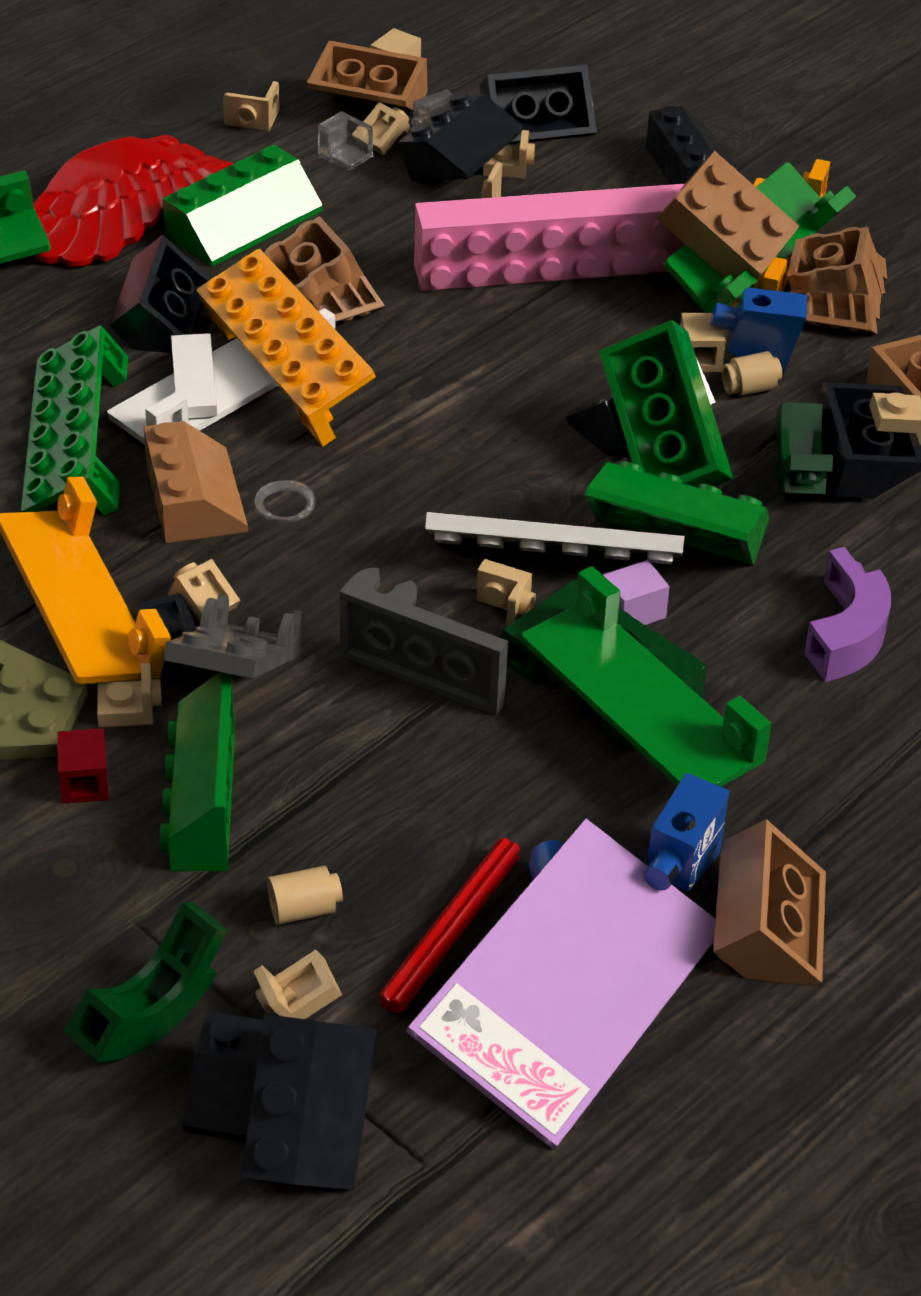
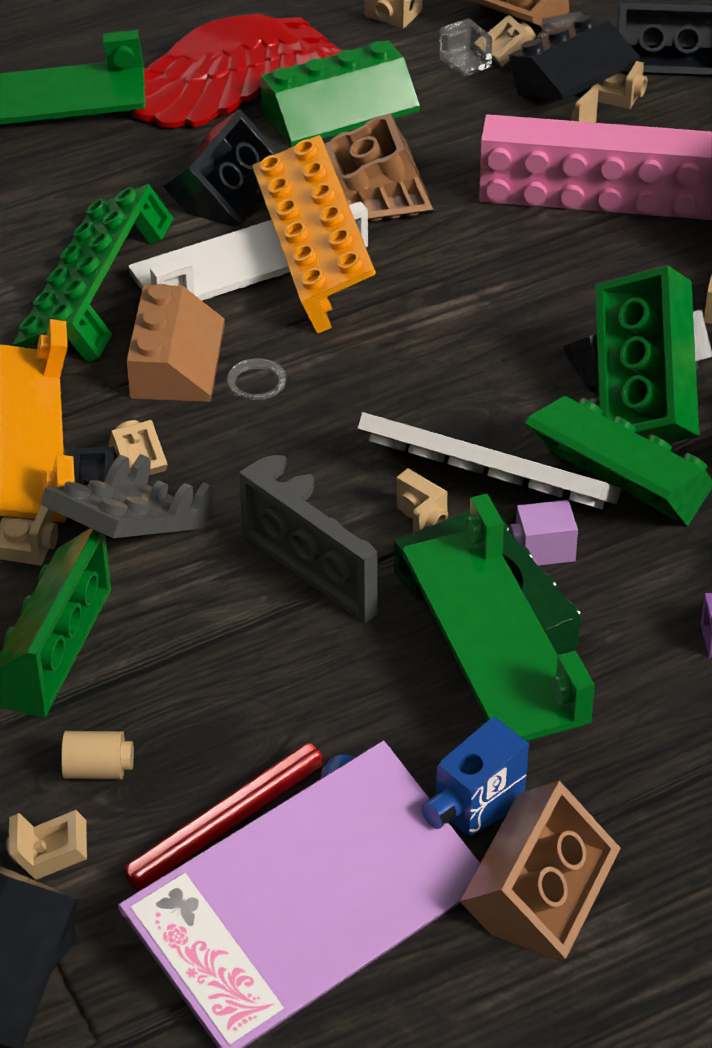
camera: 20 degrees right, 0 degrees up
(195, 373) = (220, 245): white tile -> none

